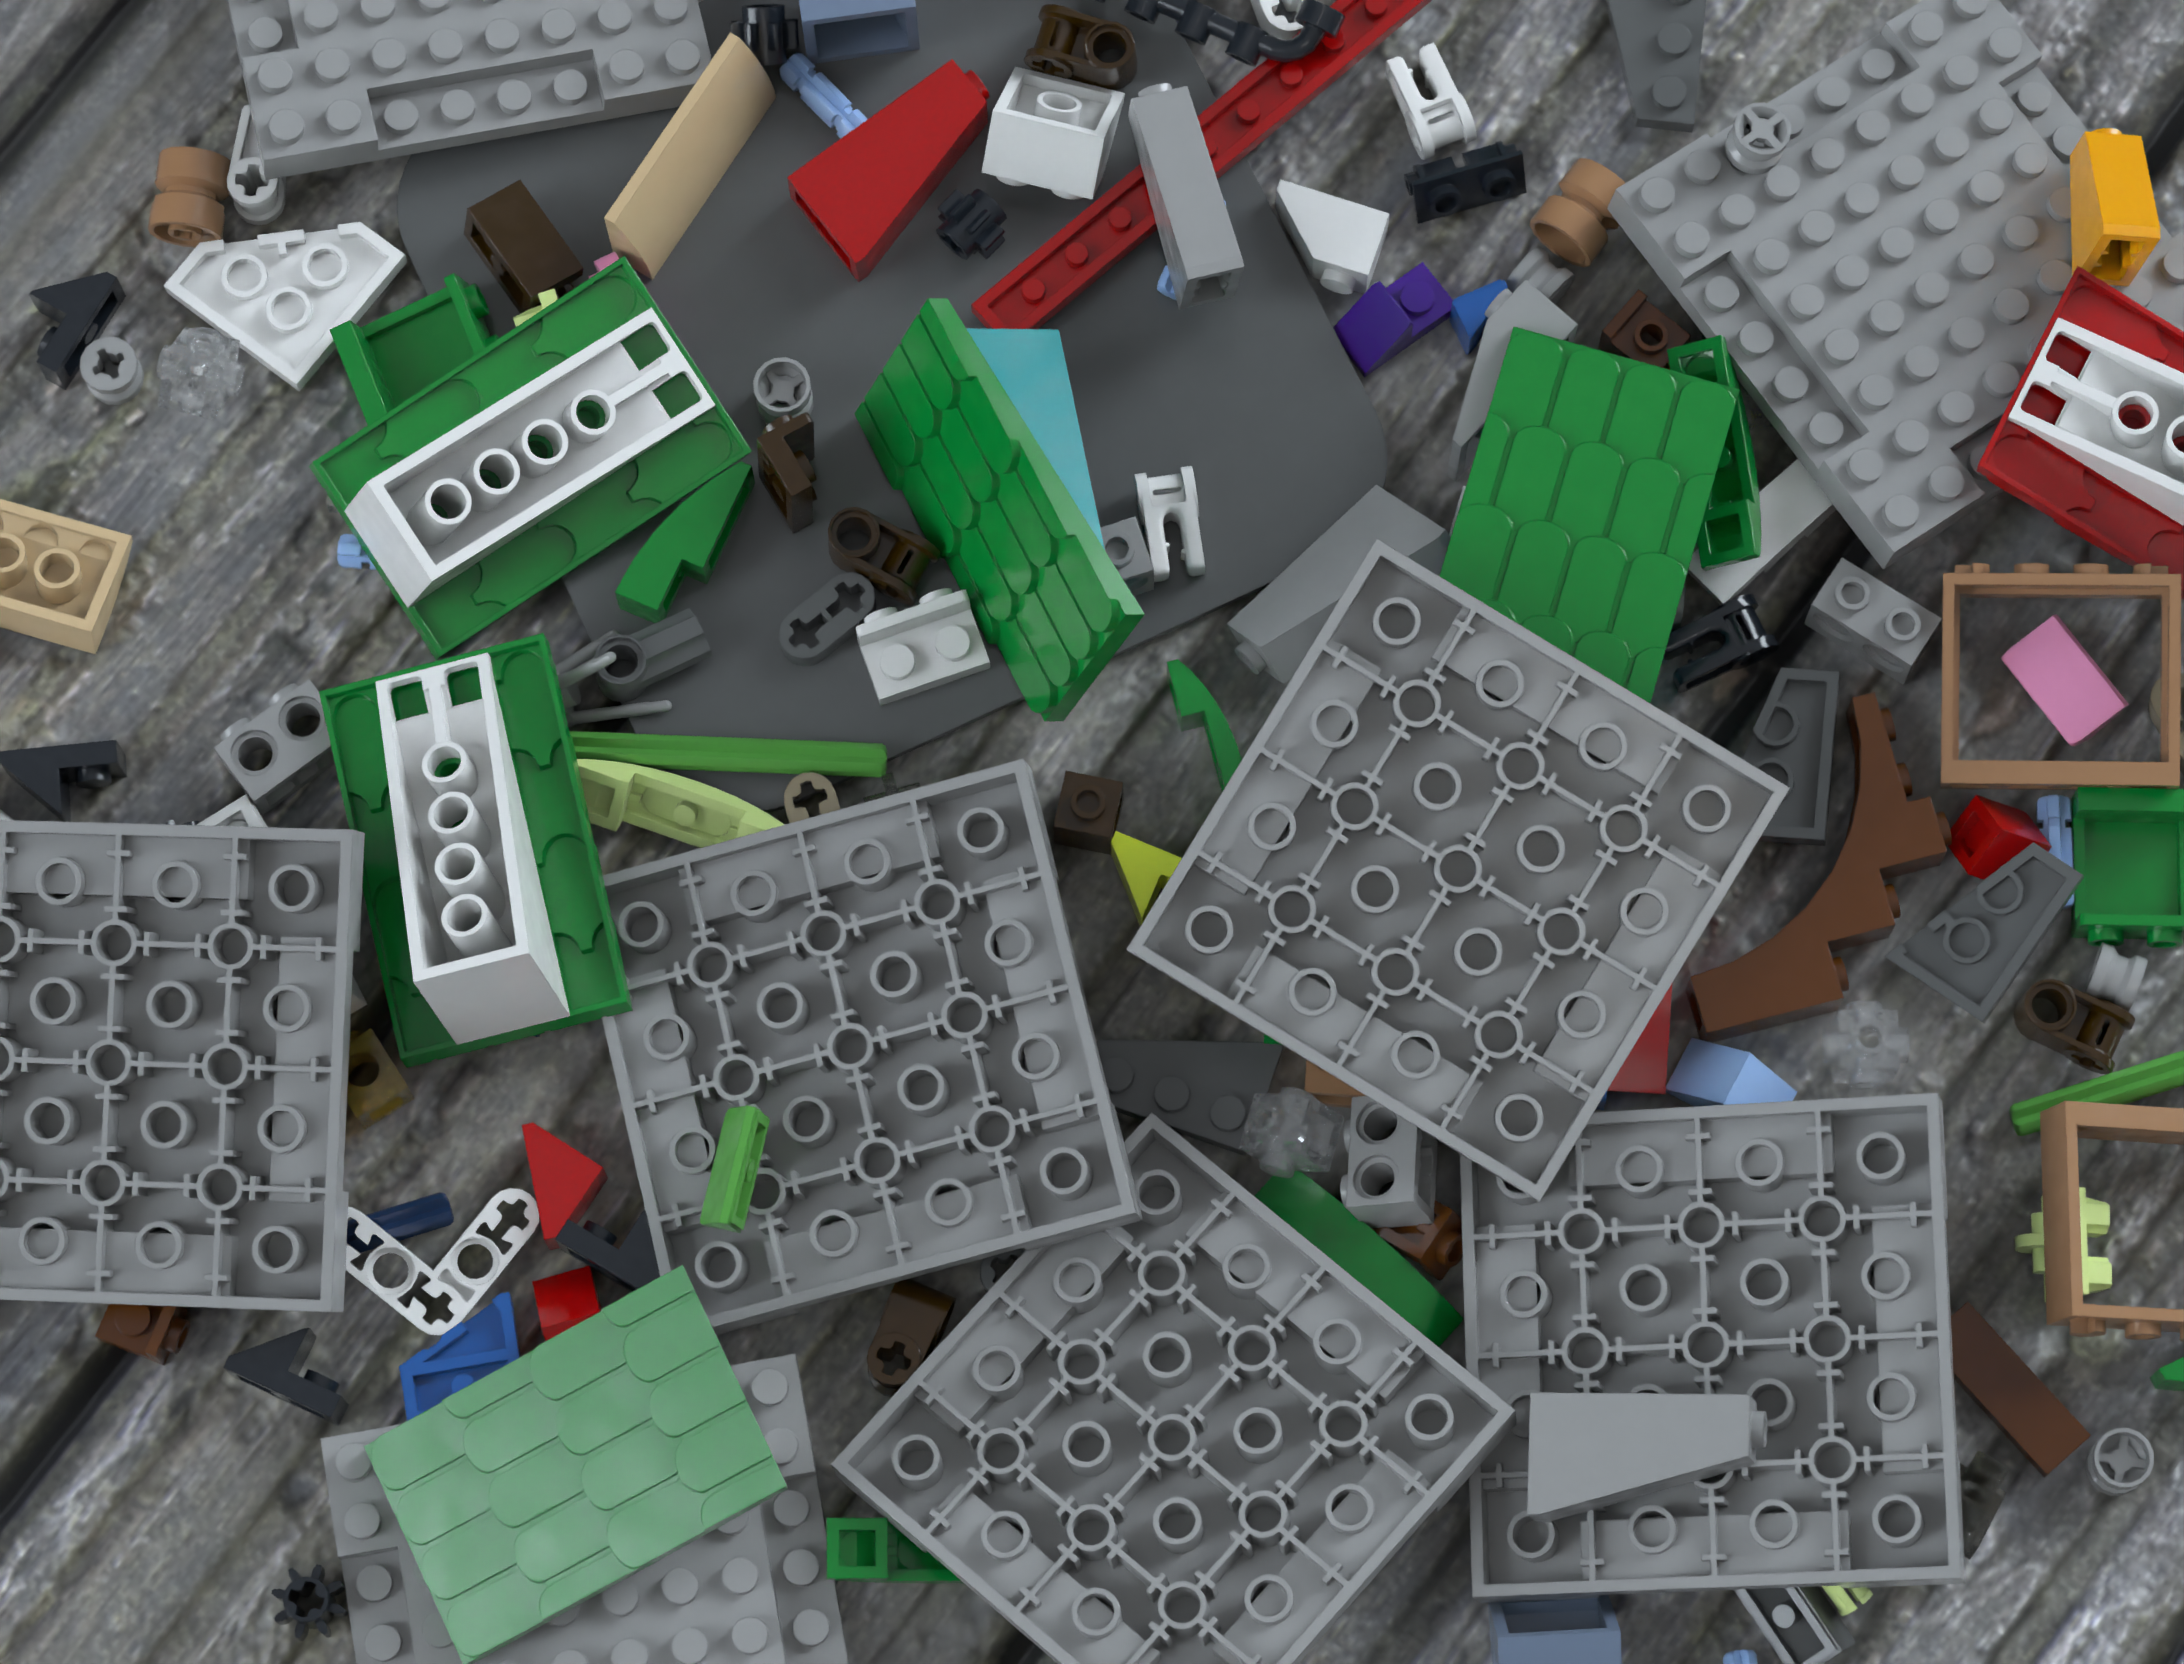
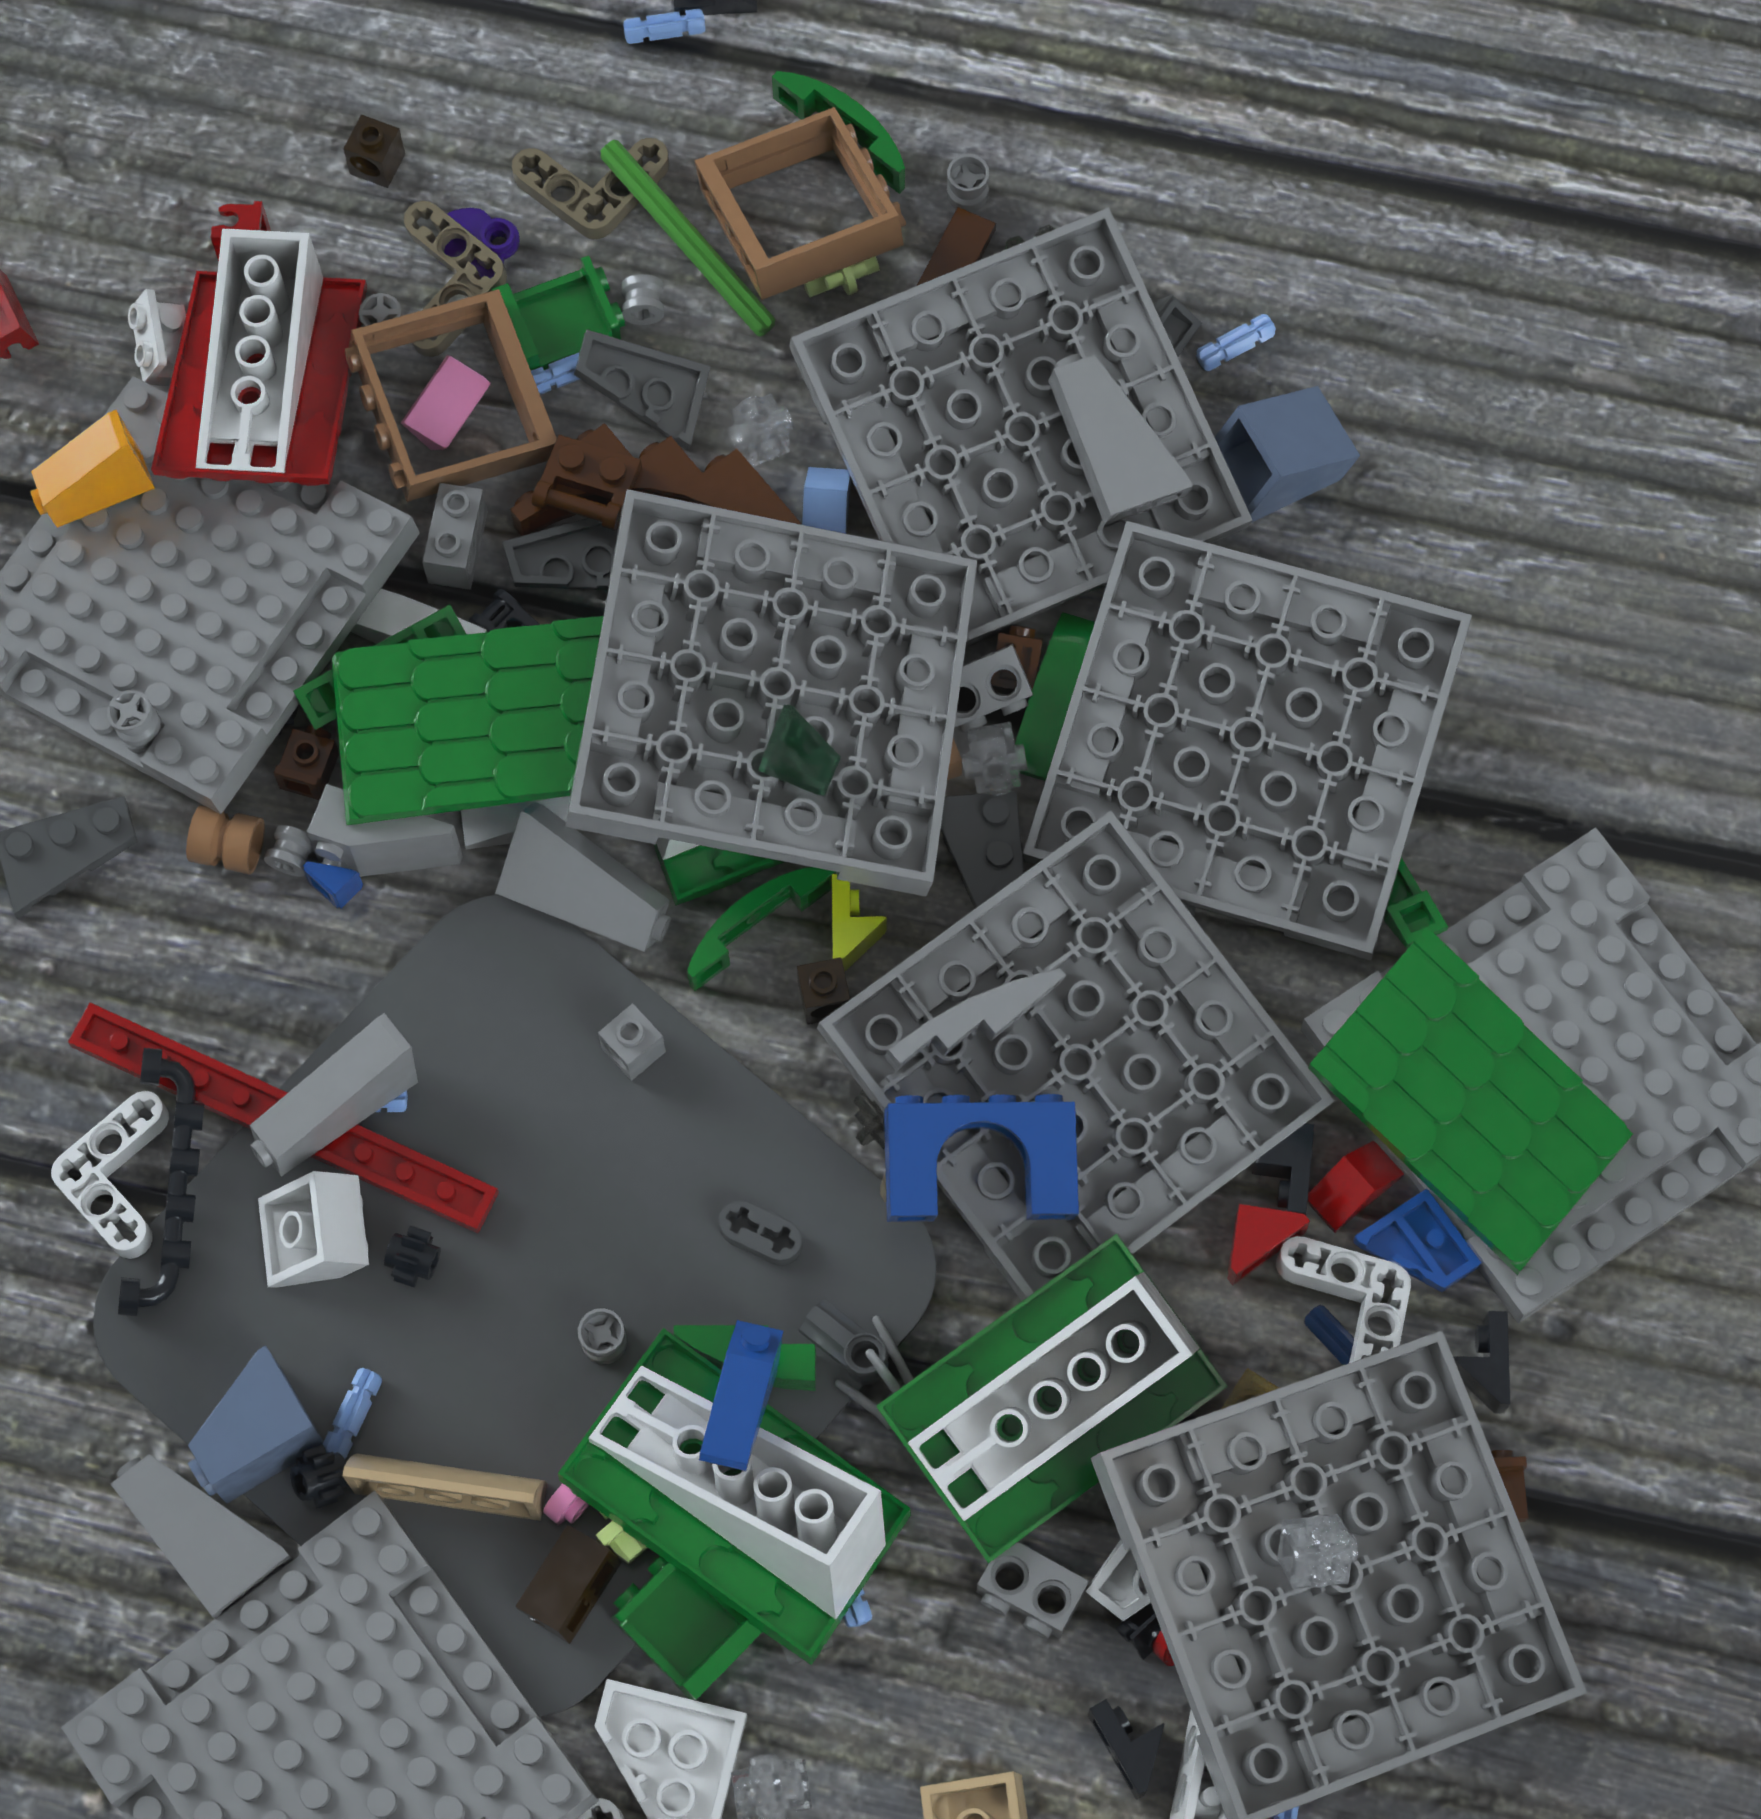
camera: 115 degrees left, 5 degrees down
(131, 1024) = (1316, 1551): none -> clear brick
(316, 1617) = (1643, 1264): black gear -> none
(614, 481) = (742, 1395): none -> blue slope
(666, 804) = (949, 1276): yellowish green slope -> none
(734, 753) = (892, 1254): bright green axle -> none
(735, 1169) = (1203, 1103): bright green slope -> none
(783, 954) = (1039, 1130): none -> blue arch
(786, 467) = (674, 1294): dark brown bracket -> none
(884, 555) = (698, 1206): dark brown piece -> none
(887, 167) = (399, 1339): red slope -> none
(908, 1327) = (1251, 953): dark brown piece -> none
(921, 645) = (753, 1155): white bracket -> none
(944, 952) = (988, 1011): none -> light grey slope
(1000, 483) = (623, 1123): green piece -> none
(1070, 48) = (238, 1246): dark brown piece -> none
(1174, 500) = (565, 1022): white piece -> none
(1333, 236) = (313, 1004): white slope -> none
(1340, 845) = (799, 754): none -> clear green slope
(1392, 318) = (357, 942): dark purple slope -> none
(1430, 121) = (174, 969): white piece -> none
(1487, 177) = (242, 944): black hinge -> none
(1880, 806) = (591, 471): none -> reddish brown plate
(1992, 835) = (577, 405): red panel -> none
(2077, 1024) = (685, 310): dark brown piece -> none

